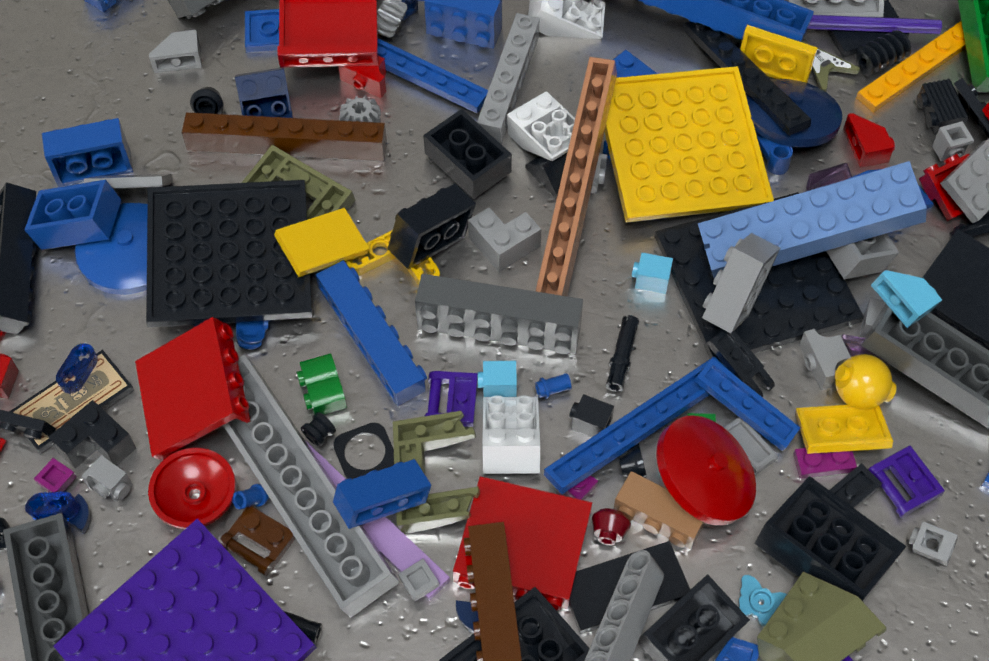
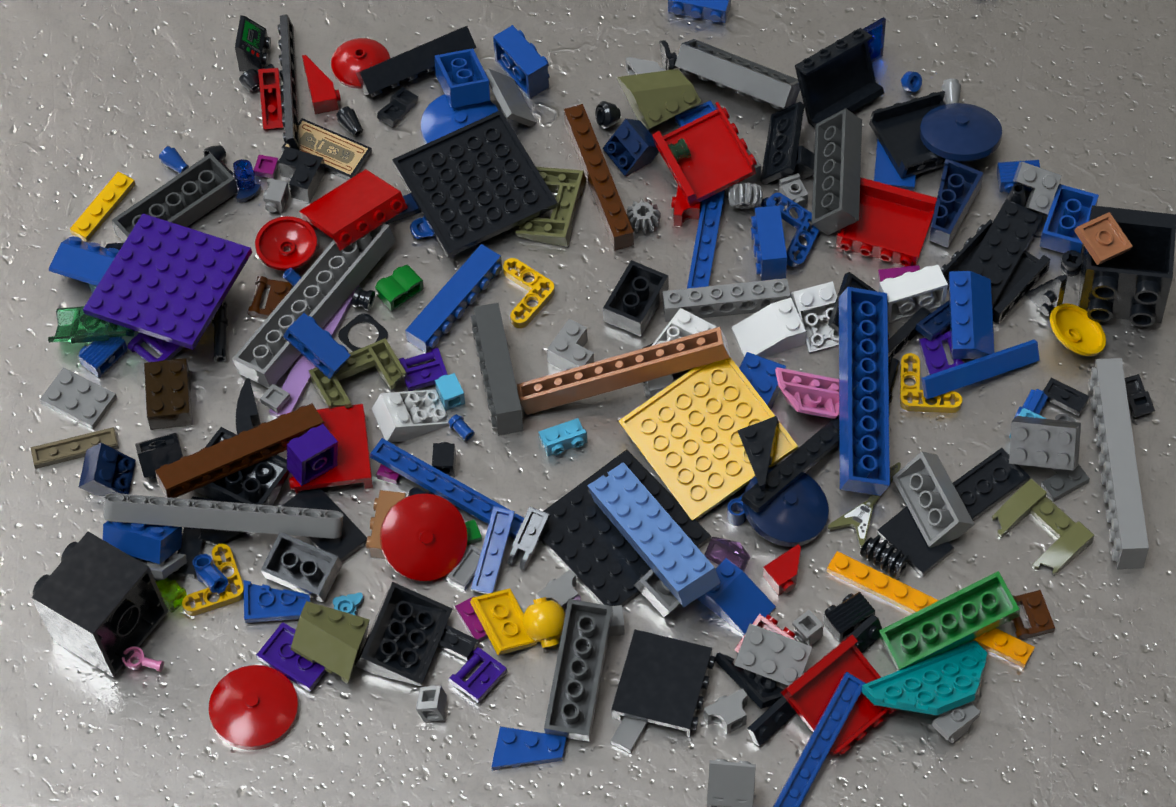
camera: 70 degrees right, 0 degrees up
(46, 359) = (349, 120): none -> black cone
(60, 303) = (399, 106): none -> black slope
(74, 367) = (347, 139): clear blue beam -> none
(171, 23) = (668, 58): none -> black animal
(219, 44) = (658, 95): none -> olive wedge
(310, 35) = (680, 150): none -> clear green wheel
(321, 242) = (507, 235): yellow tile -> none
(422, 624) = (246, 410): none -> black slope
(431, 225) = (549, 295): black brick -> none
(548, 551) = (312, 454): none -> dark purple brick
(564, 55) = (771, 330): none -> white slope
(610, 525) = (361, 497): dark red cone -> none
(611, 287) = (563, 437): none -> medium azure bracket
(620, 361) = (506, 462): black pin -> none
(652, 273) = (585, 458): medium azure brick -> none
(671, 40) = (809, 392): none -> bright pink wedge
(729, 94) = (758, 444): none -> black wing
(739, 282) = (575, 501): light grey brick -> none
(778, 55) = (834, 475): yellow tile -> none
(875, 24) = (913, 539): dark purple axle -> none
(906, 295) = (602, 611): medium azure slope -> none

